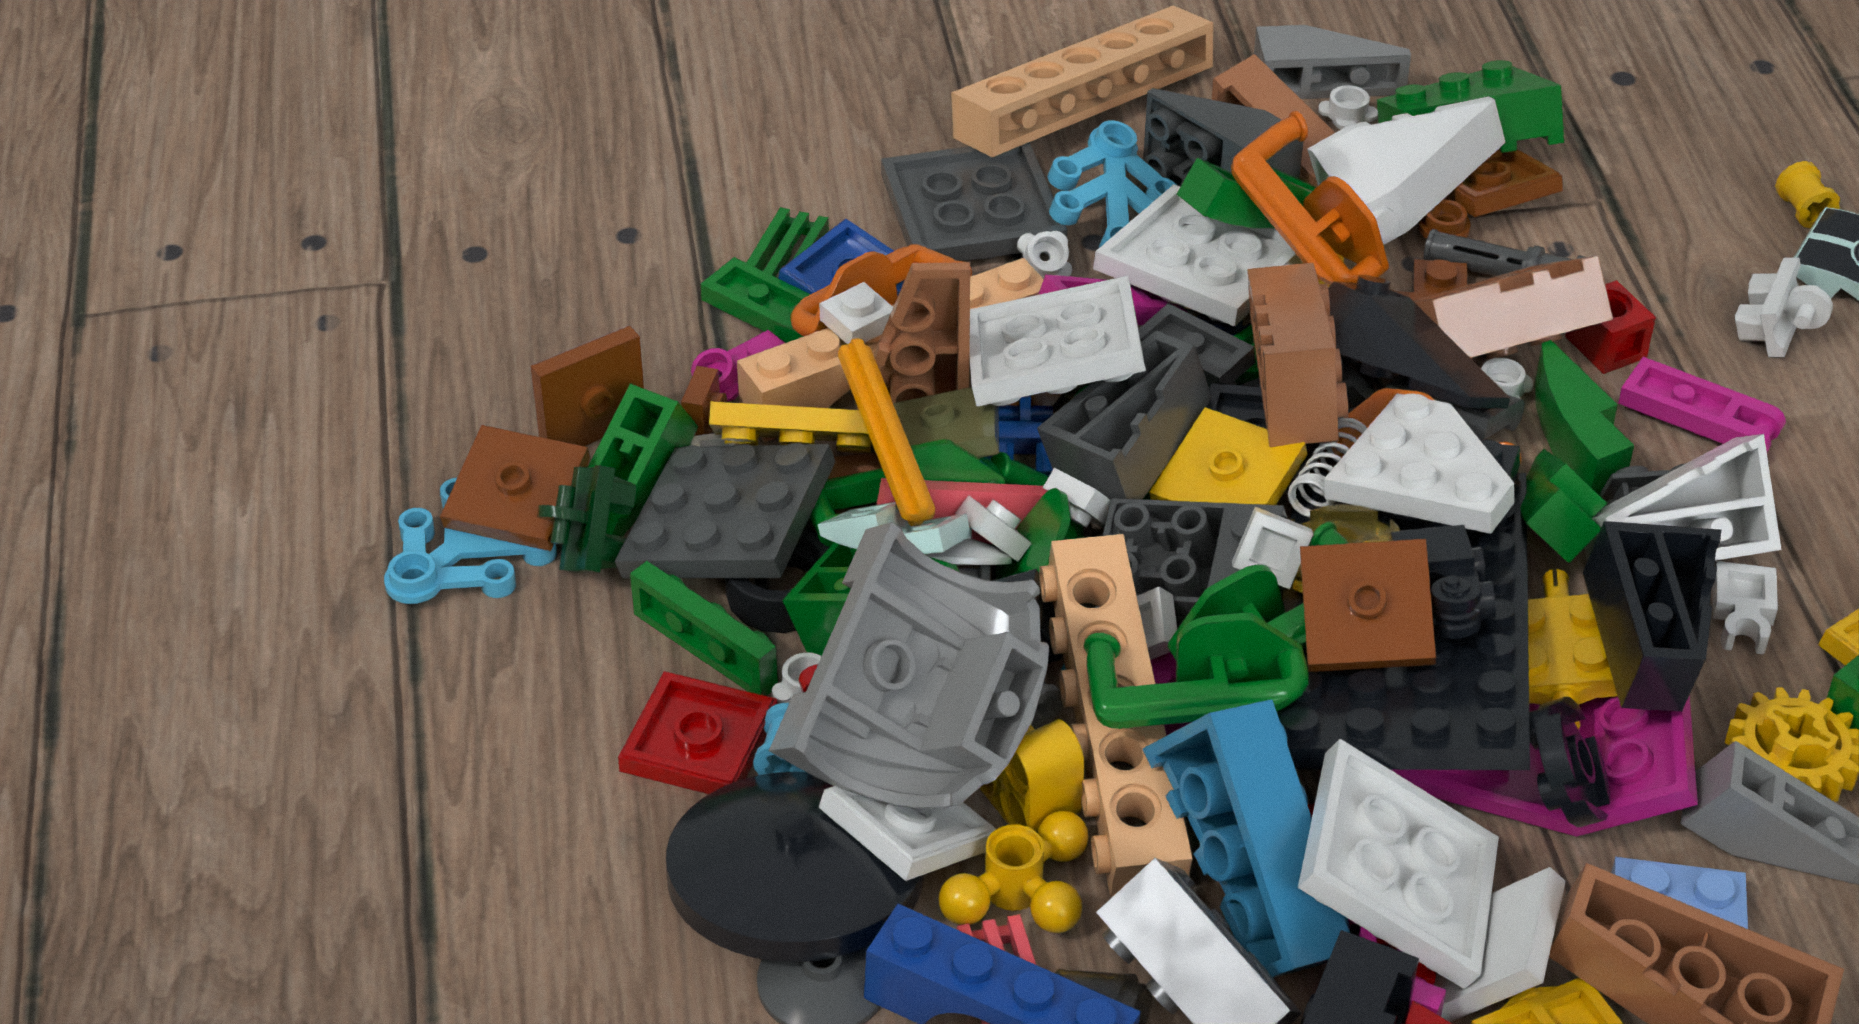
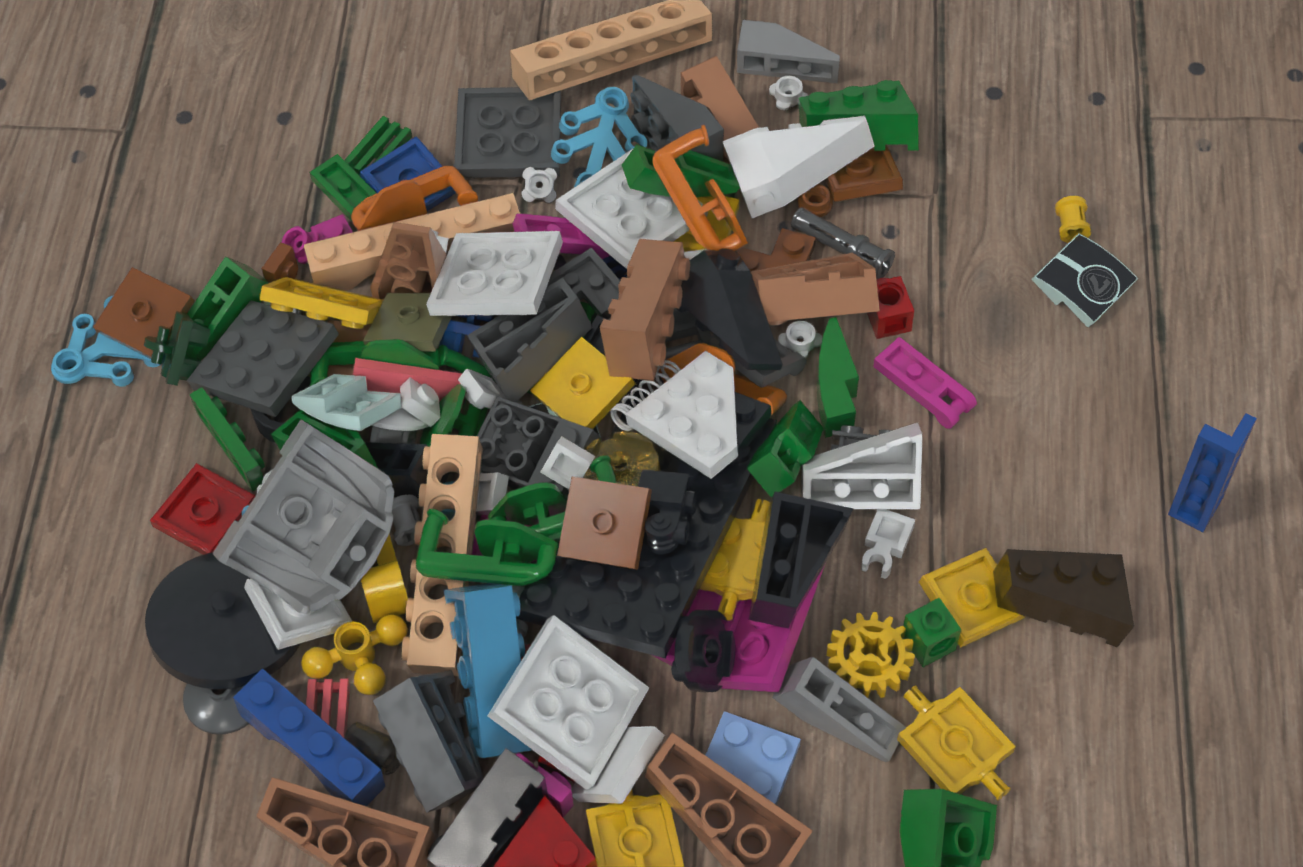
camera: 15 degrees right, 15 degrees up
(585, 385) = (202, 248): dark orange plate -> none
(856, 313) = (379, 224): white plate -> none
(886, 432) = (361, 329): light orange axle -> none
(1780, 307) = (1016, 311): white hips -> none

